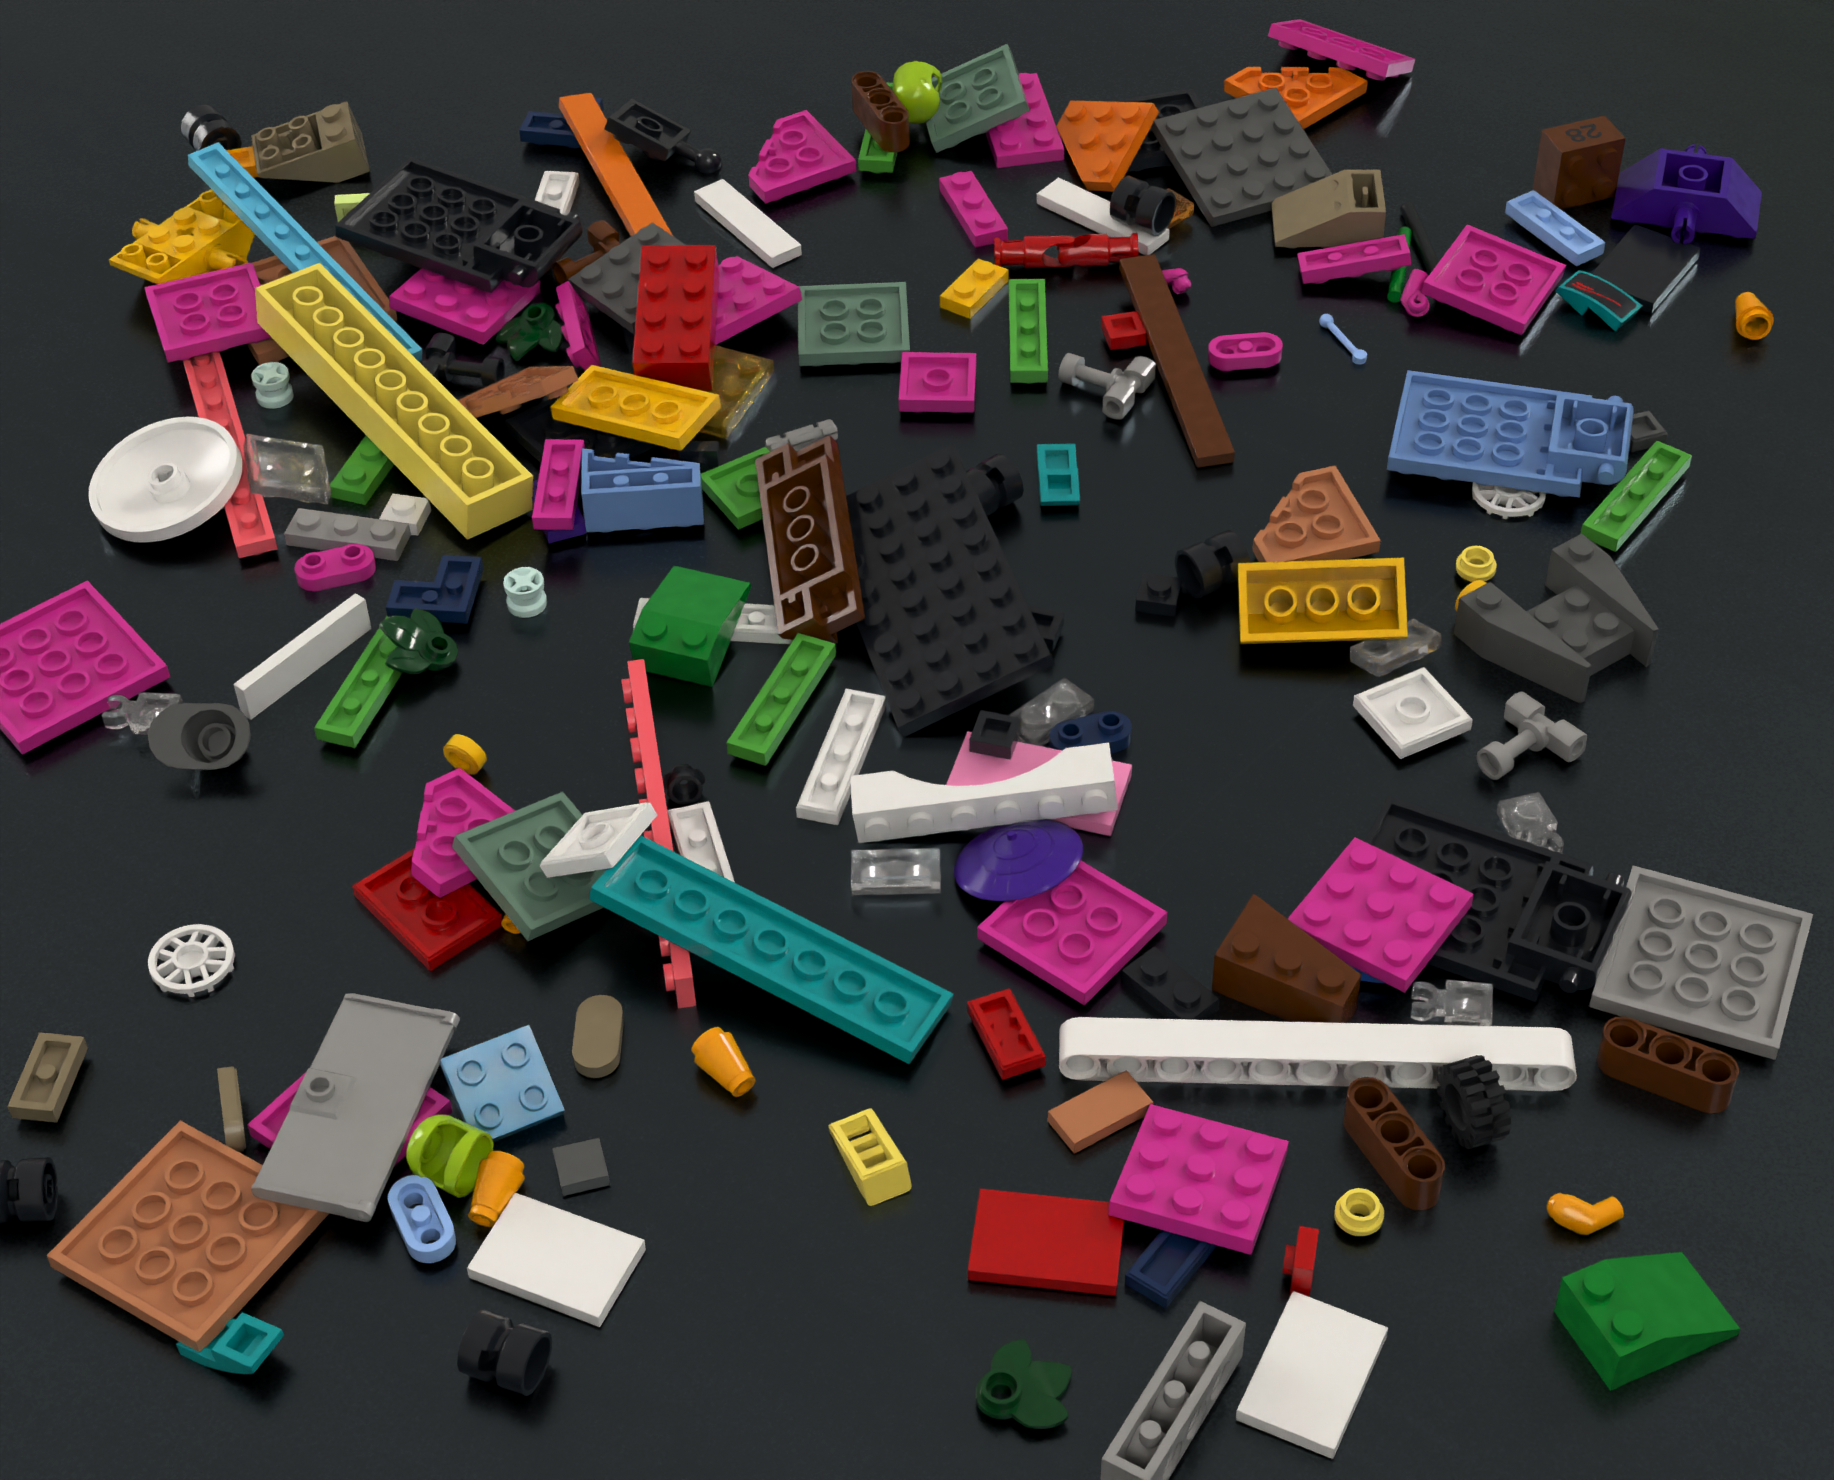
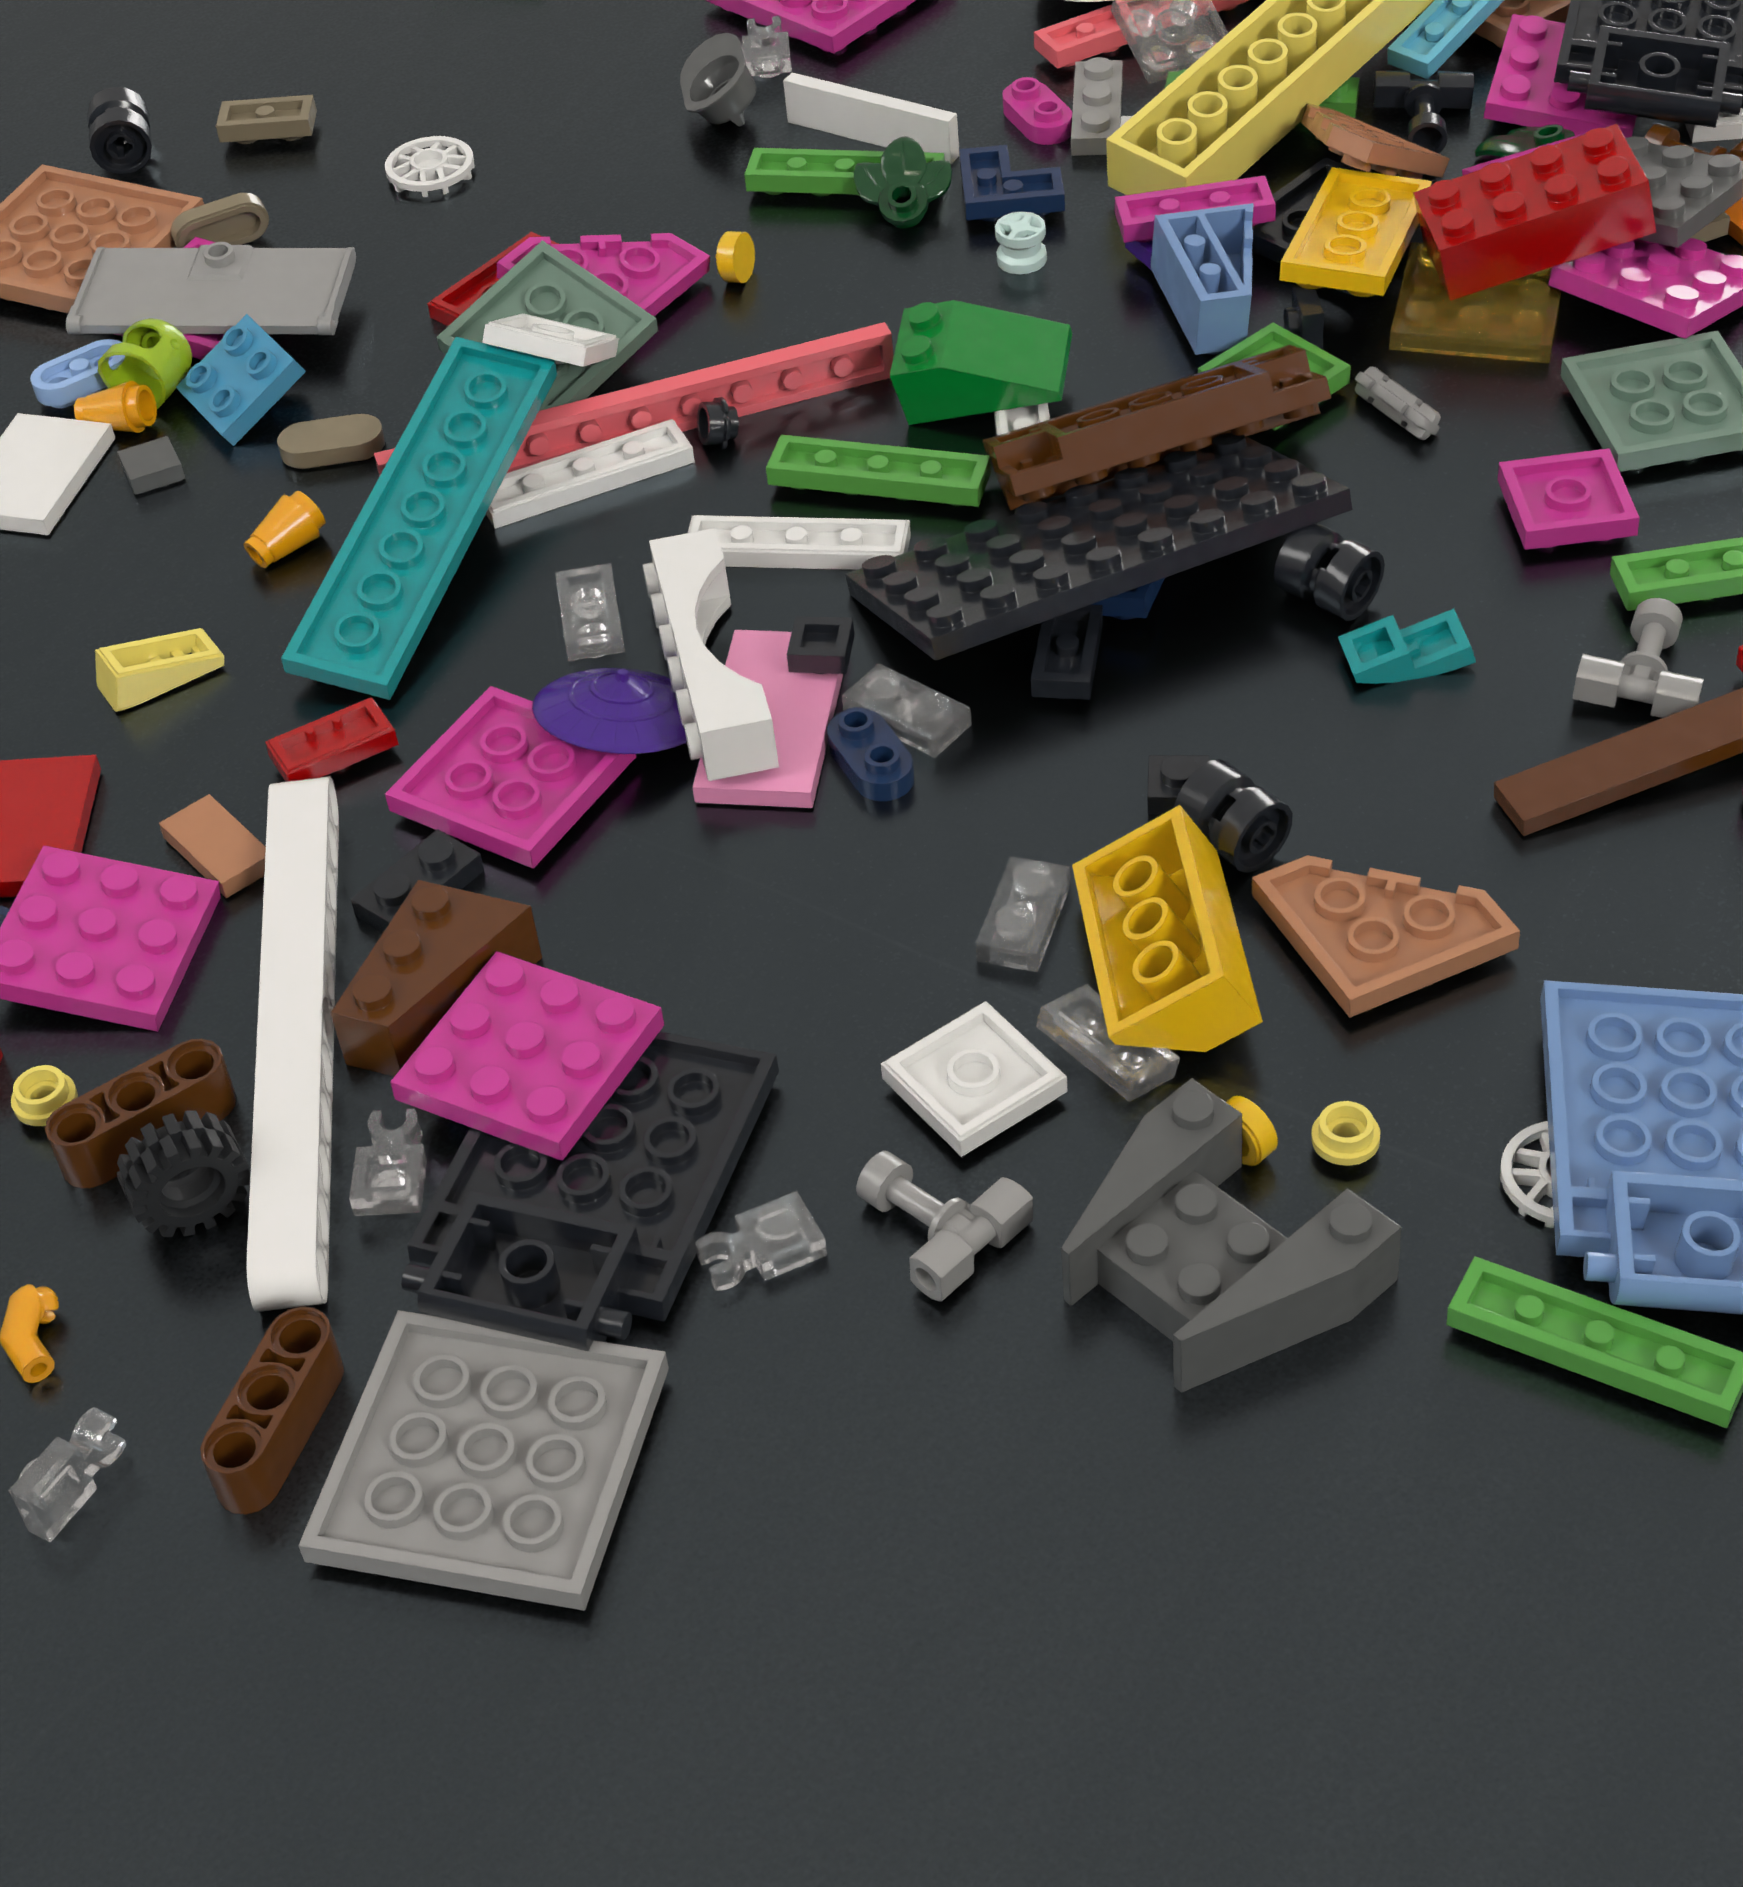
camera: 85 degrees right, 0 degrees up
(1263, 679) = (1023, 914): none -> clear plate
(1720, 1177) = (61, 1477): none -> clear plate

